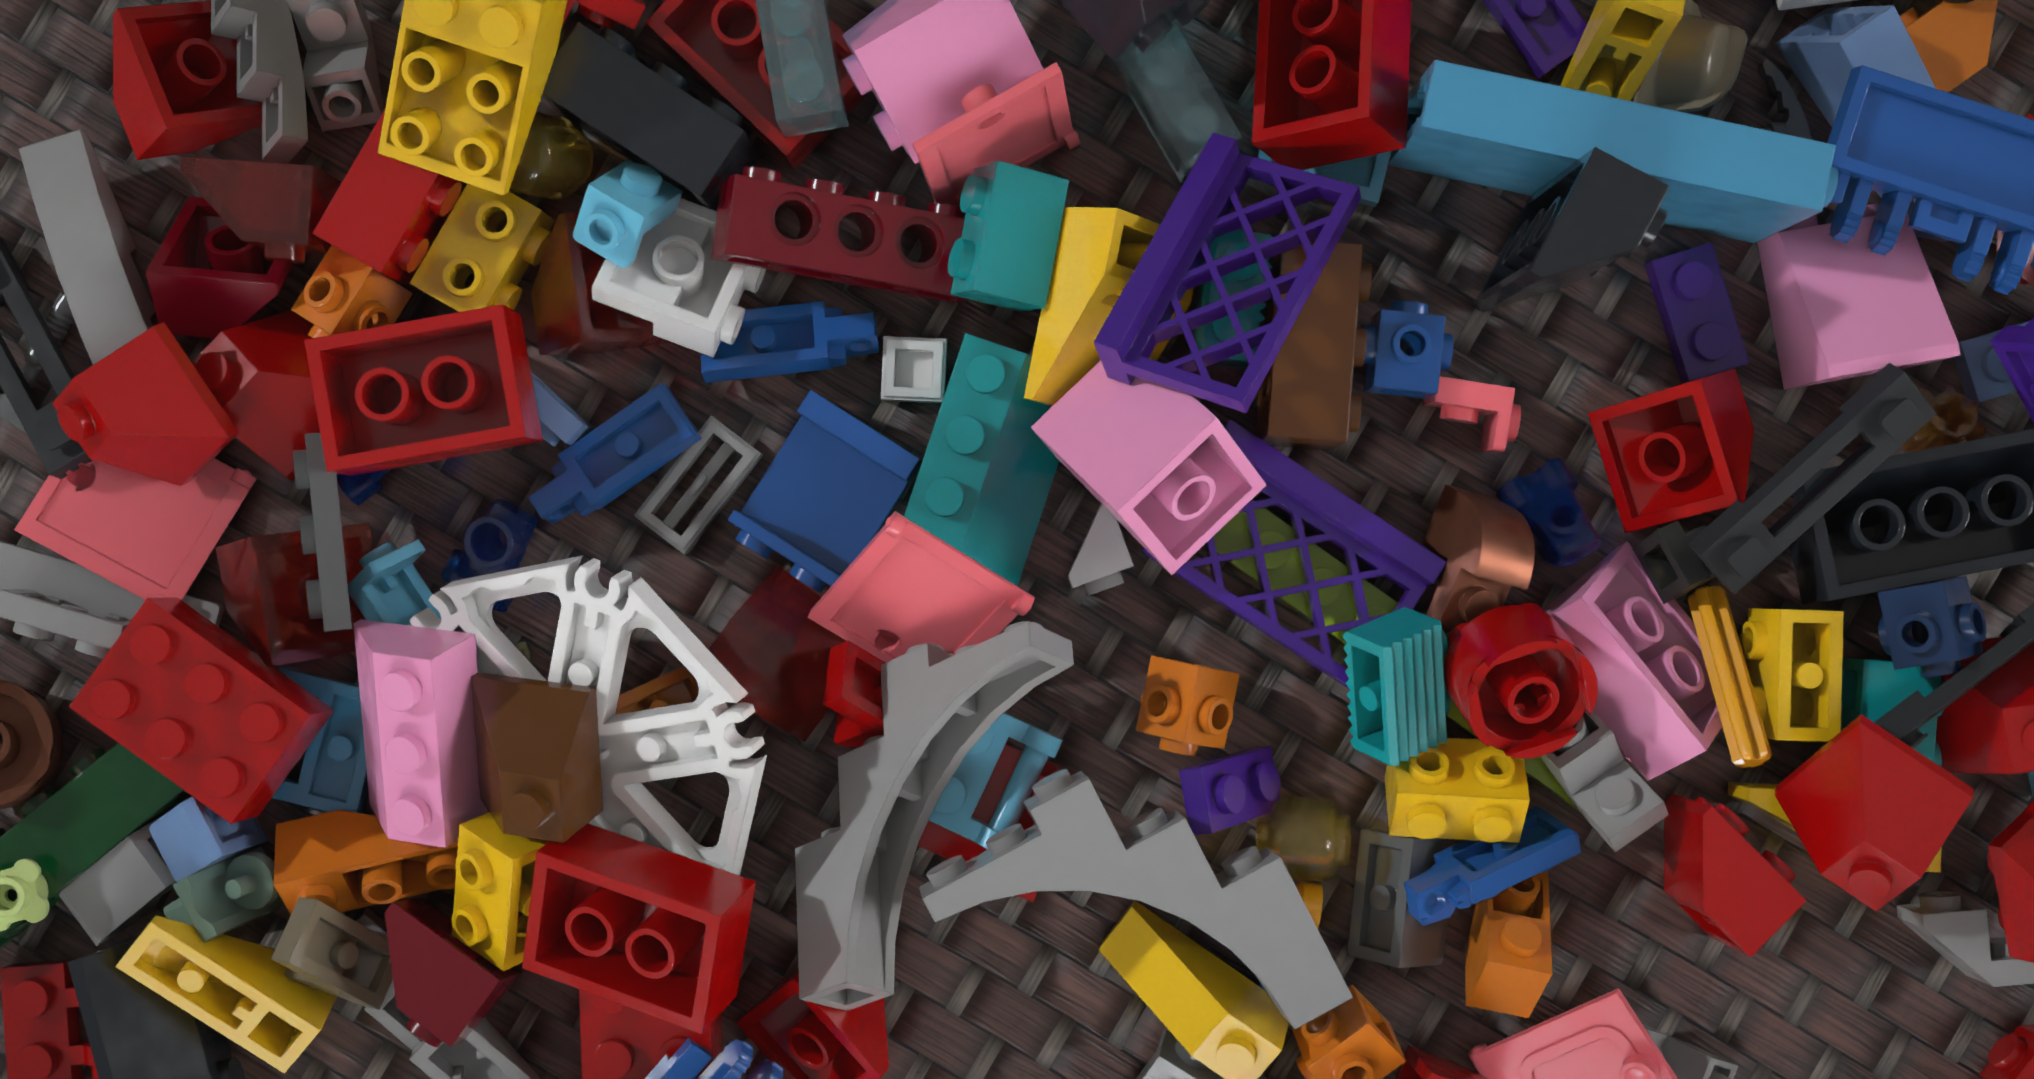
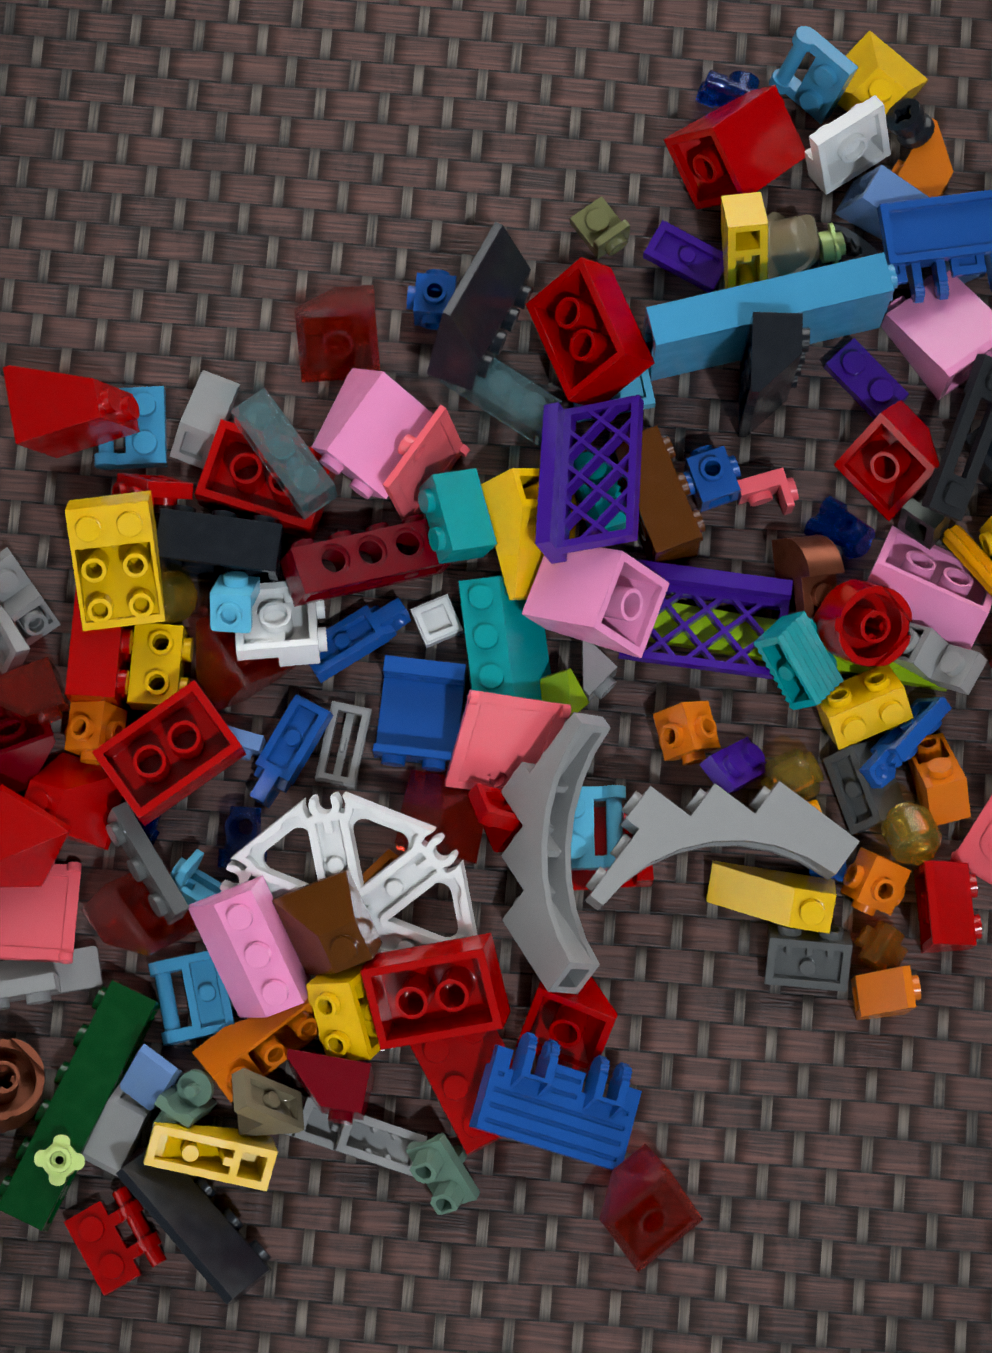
camera: 25 degrees left, 10 degrees down
(201, 708) = (123, 994): red brick -> none
(1038, 565) = (564, 689): none -> lime slope
(1432, 1010) = (911, 833): none -> clear yellow head
(1750, 91) = (831, 245): none -> yellowish green plate

